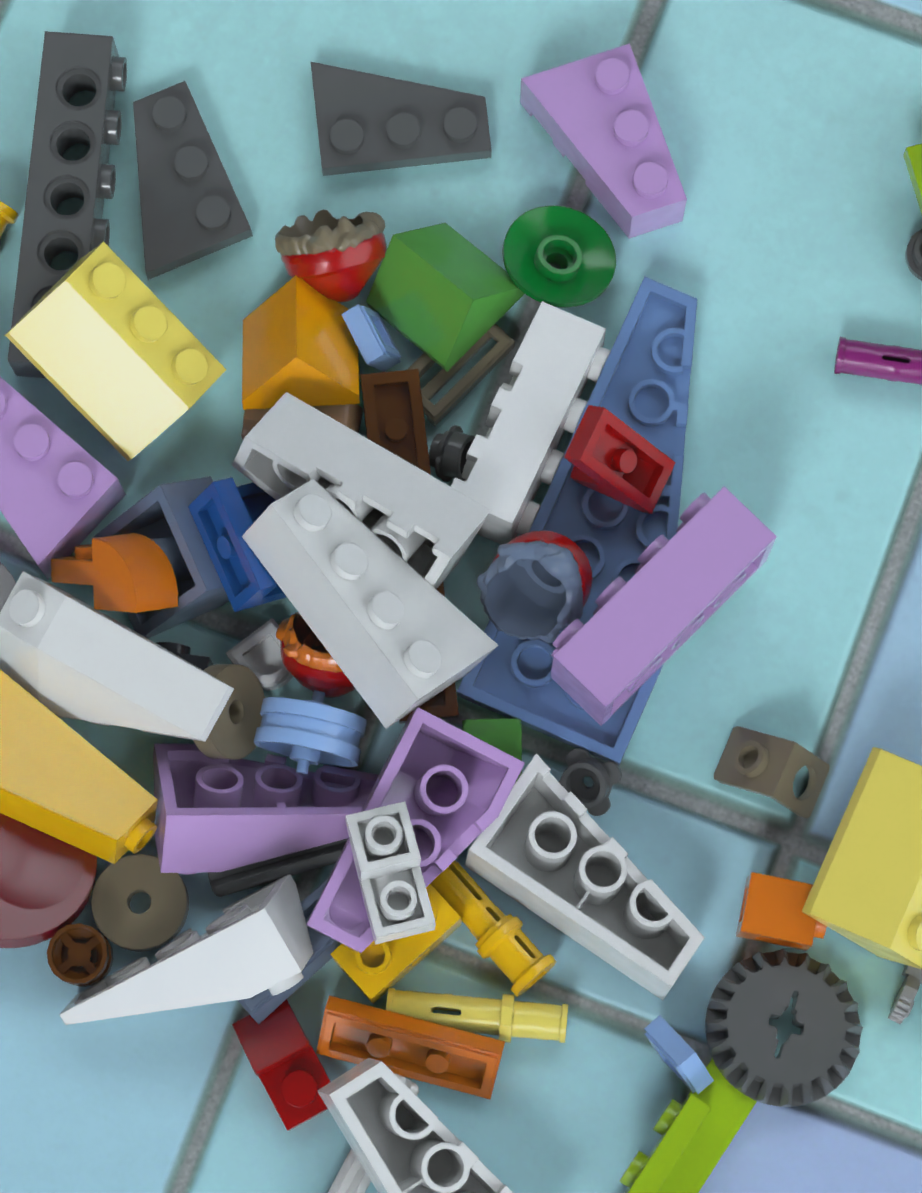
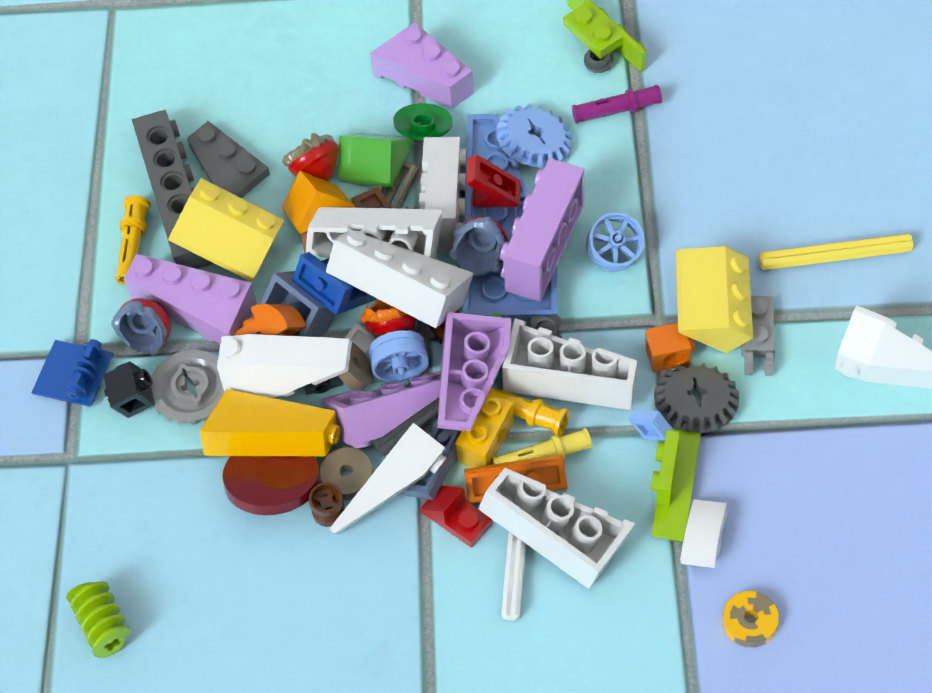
camera: 20 degrees left, 20 degrees down
(371, 337) = (346, 184): light blue tile -> none
(390, 872) = (467, 385): white slope -> none
(393, 122) = (317, 103): dark grey wing -> none
(718, 397) = (515, 138): none -> light blue gear
(768, 768) = (630, 287): dark tan bracket -> none
(784, 665) = (615, 241): none -> light blue wheel

